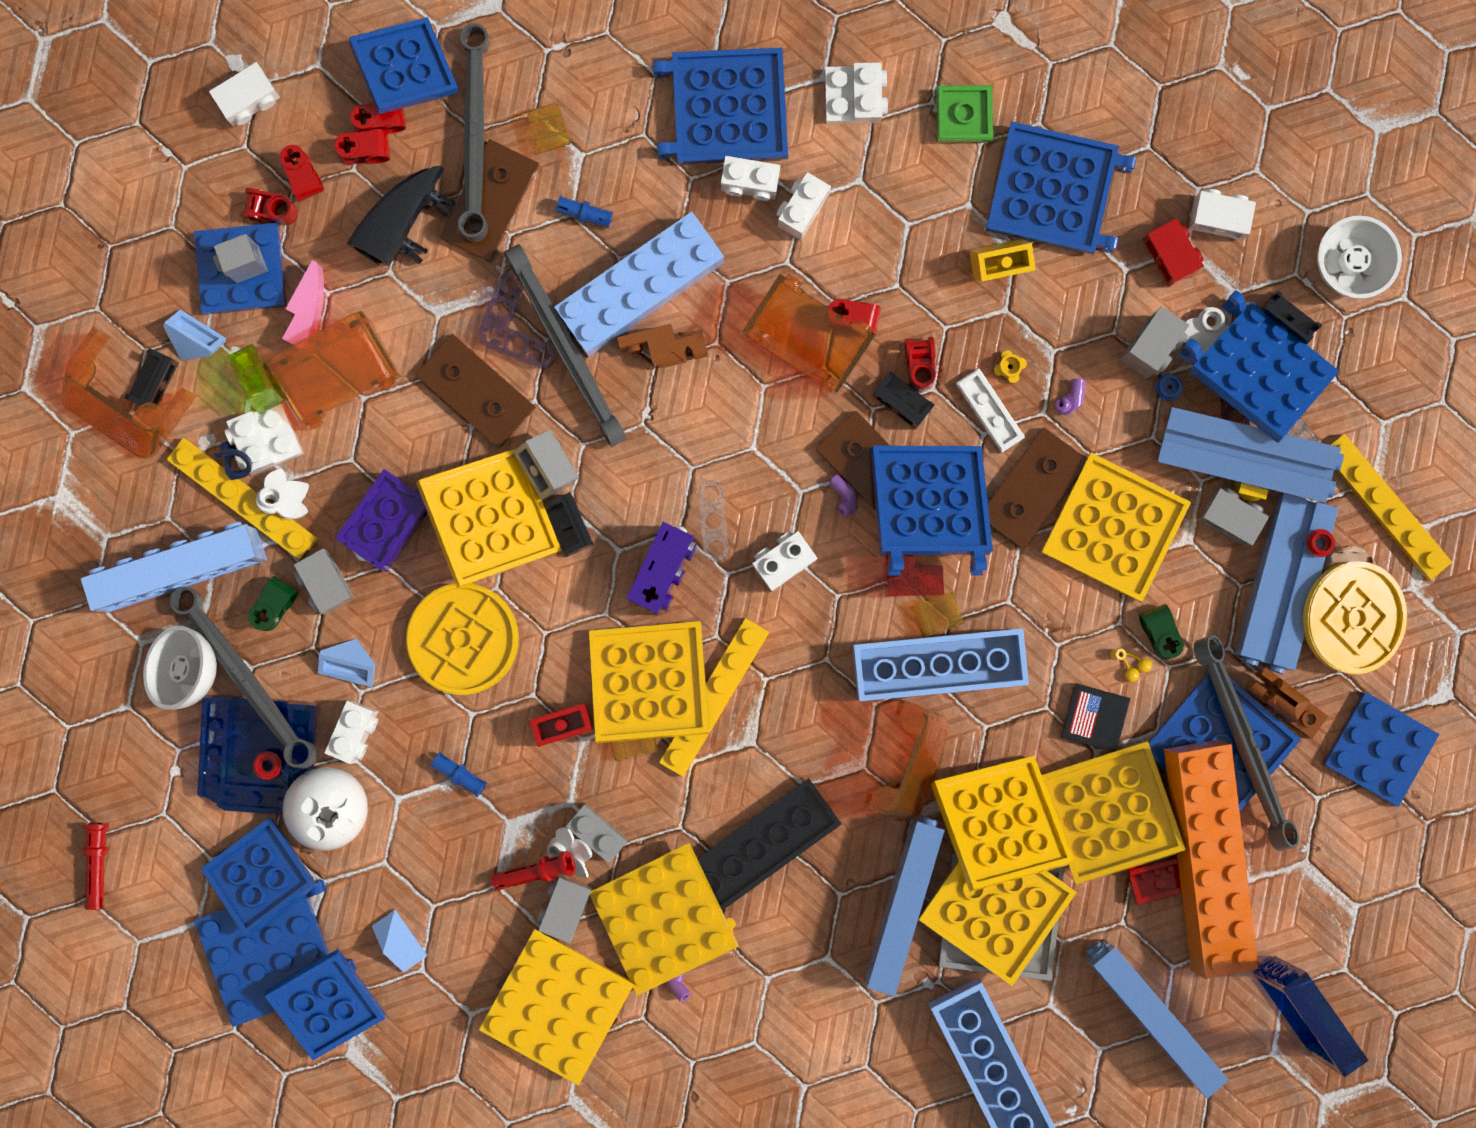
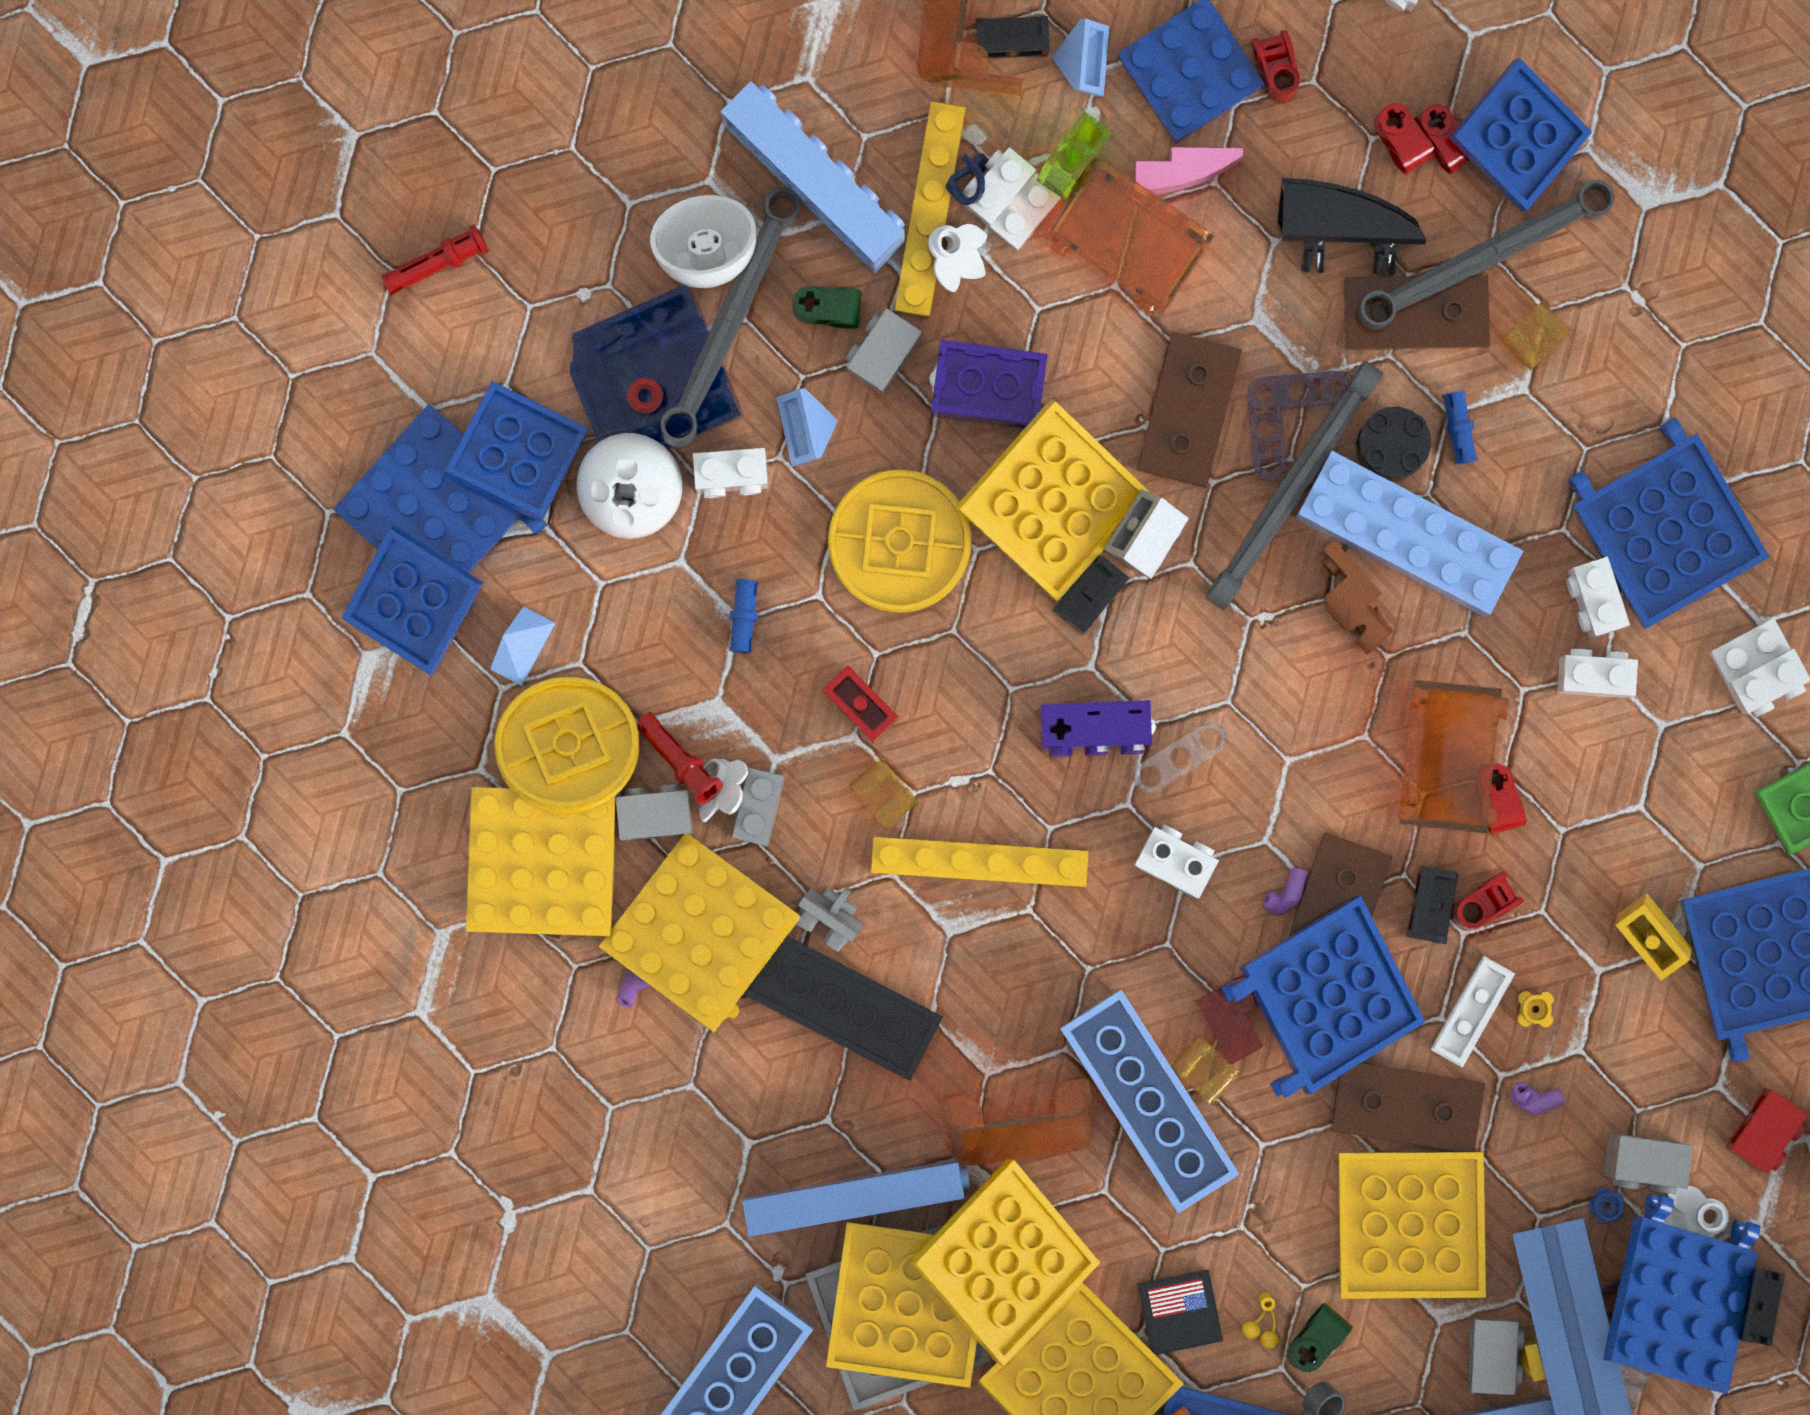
camera: 70 degrees right, 0 degrees up
(239, 258) = (1201, 68): light grey brick -> none
(302, 176) = (1332, 86): red piece -> none
(484, 946) = (566, 745): none -> yellow plate
(571, 262) = (1393, 443): none -> black brick
(648, 682) = (959, 778): yellow plate -> none
(698, 817) = (833, 912): none -> light grey hips

